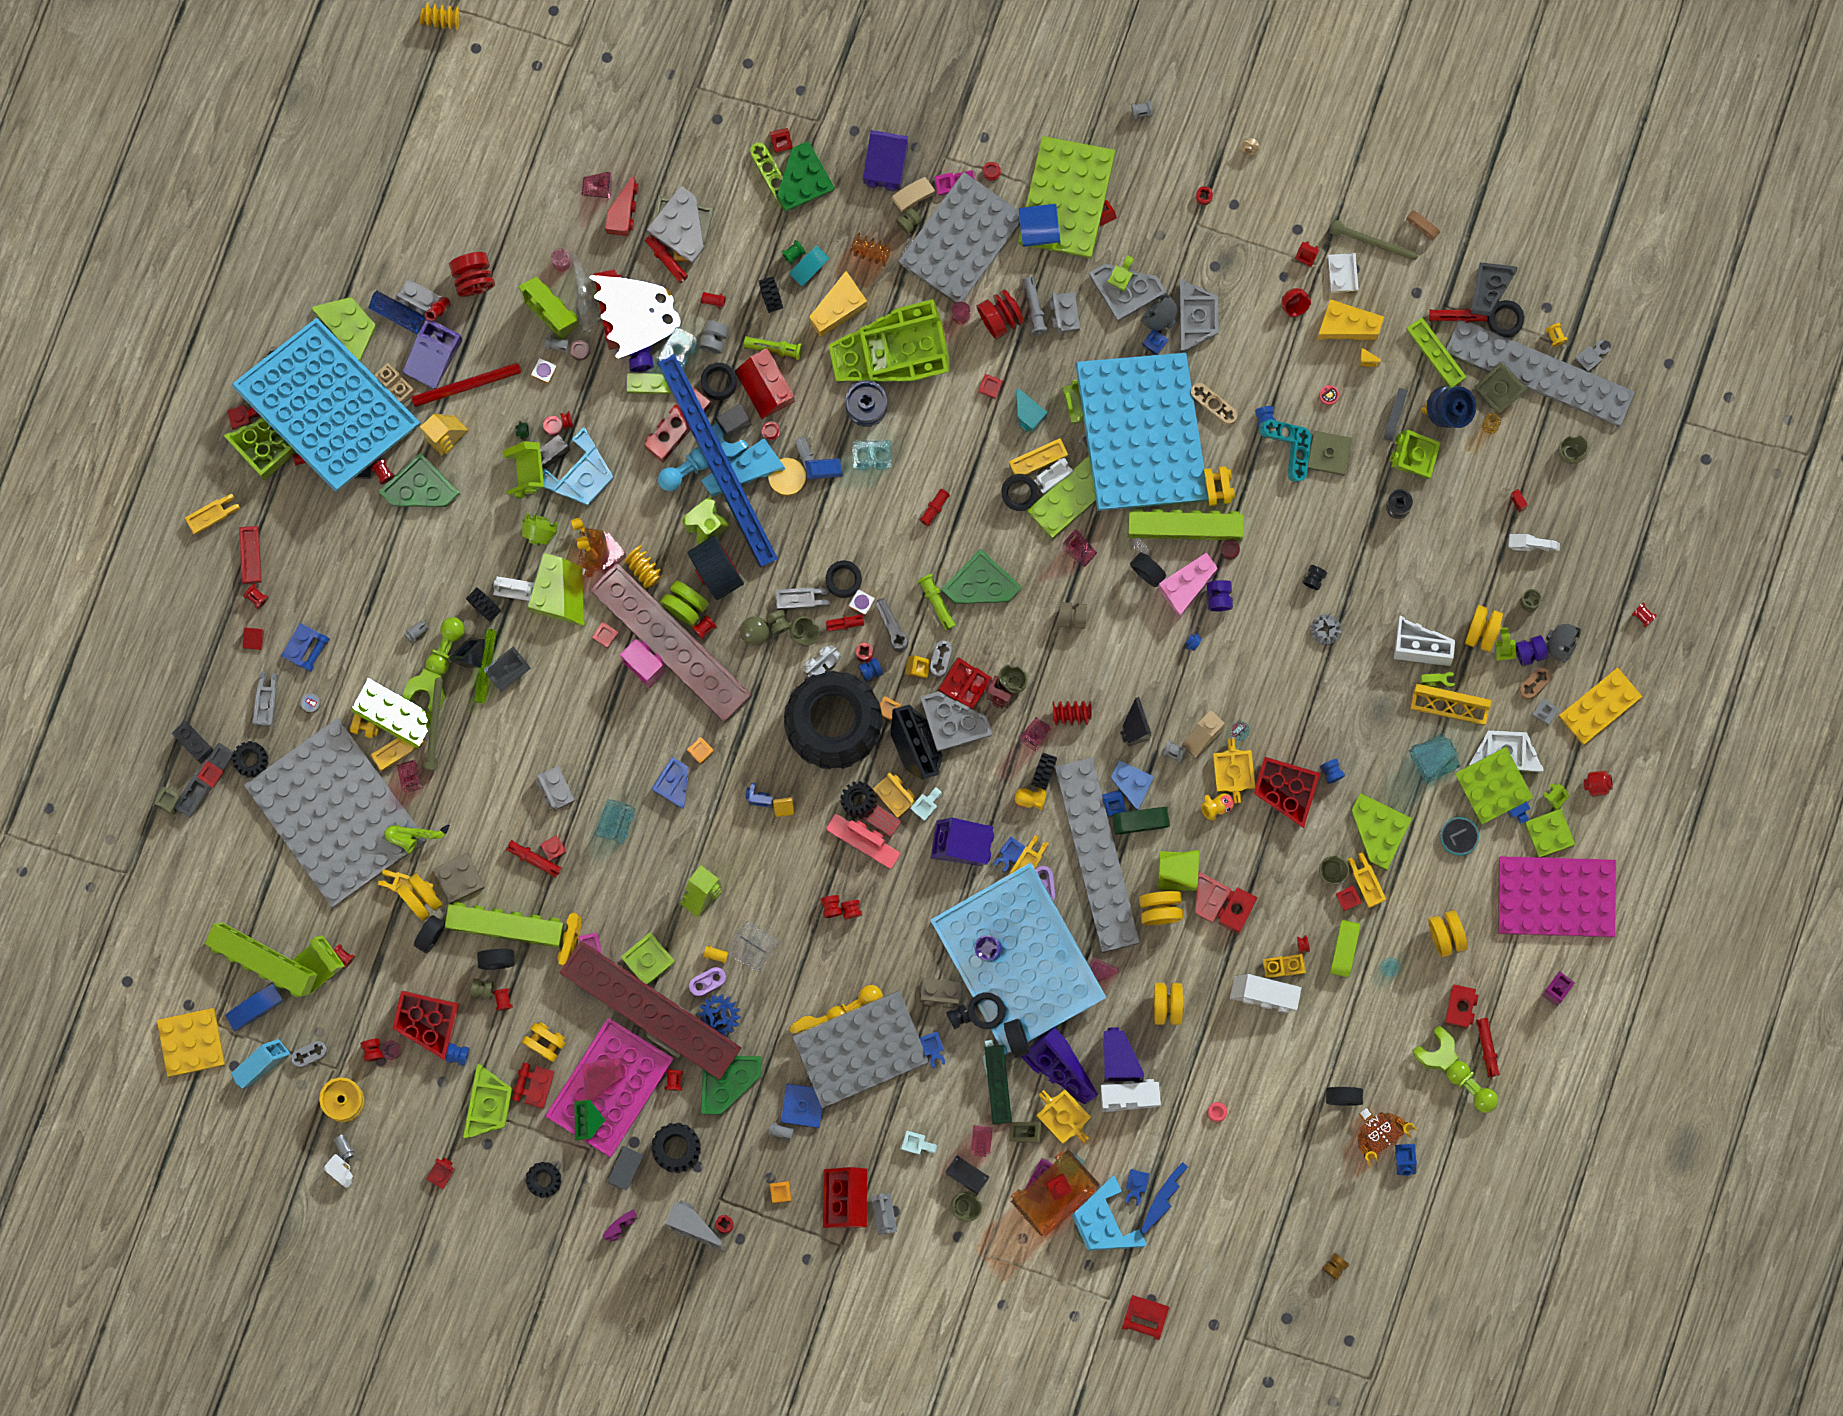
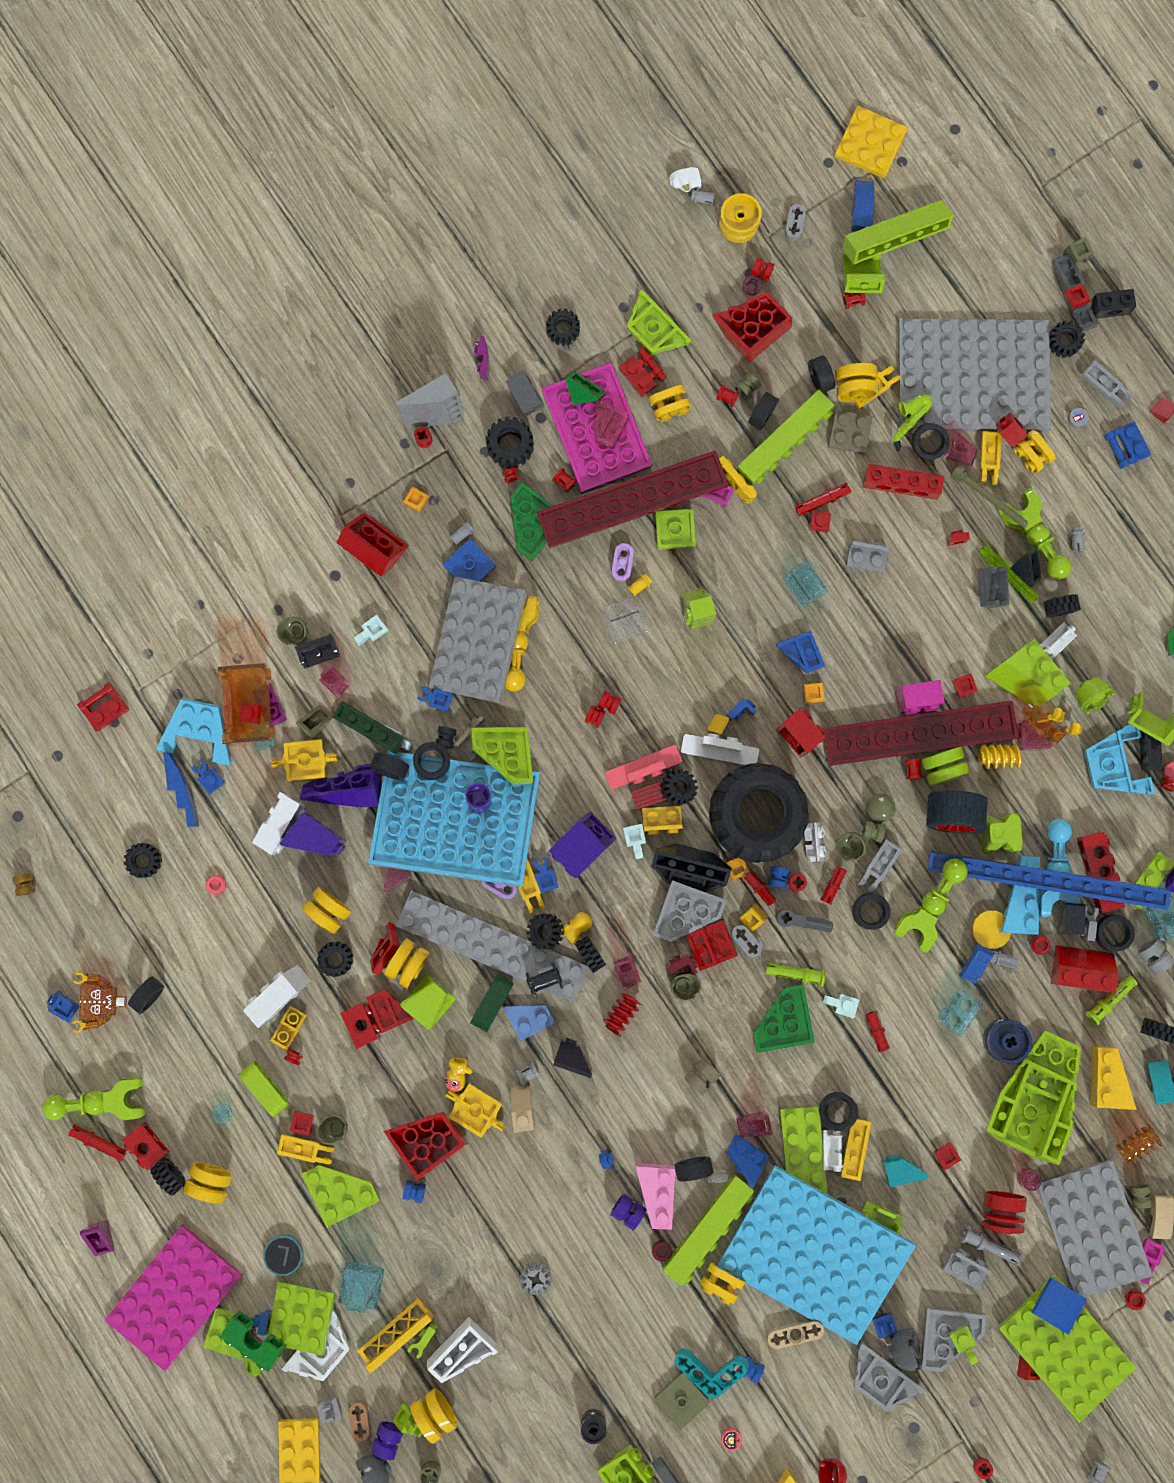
camera: 125 degrees right, 5 degrees up
(259, 1063) = (815, 179): medium azure slope -> none
(364, 747) = (1011, 429): none -> red brick
(392, 713) = (1024, 470): plate -> none
(427, 794) = (944, 441): none -> black tyre
(441, 1173) = (627, 255): red bracket -> none
(457, 1054) = (710, 331): blue wheel -> none
(471, 804) = (903, 481): none -> red brick
(485, 727) = (958, 537): none -> red plate
(702, 1127) = (511, 475): none -> red bush
(726, 404) = (1090, 925): none -> light grey plate
(726, 1018) = (588, 544): blue gear -> none
(743, 734) = (801, 732): none -> red brick
(803, 534) = (933, 904): none -> lime piece
(805, 794) = (719, 749): none -> white bracket
(861, 602) = (840, 912): tile -> none
(884, 1213) = (337, 565): light grey hinge -> none
(890, 678) = (760, 888): none -> red axle
(933, 547) = (843, 1005): none -> light aqua plate
(934, 957) = (505, 750): none -> lime plate
(1060, 827) = (536, 931): none -> black tyre
(1091, 790) = (544, 980): none -> black hose
(1109, 535) = (747, 1159): none -> blue wing
(1113, 802) = (522, 992): blue slope -> none
(1164, 935) = (385, 950): none -> red wing
(1208, 960) = (323, 962): none -> black tyre
(1240, 730) = (505, 1141): clear light blue tile -> none
(1247, 1174) = (132, 854): none -> black tyre
(1315, 575) = (585, 1304): black wheel -> none
(1468, 969) = (168, 1176): none -> black tyre
(1538, 789) = (238, 1335): none -> green arch
(1598, 783) = (236, 1408): red head -> none

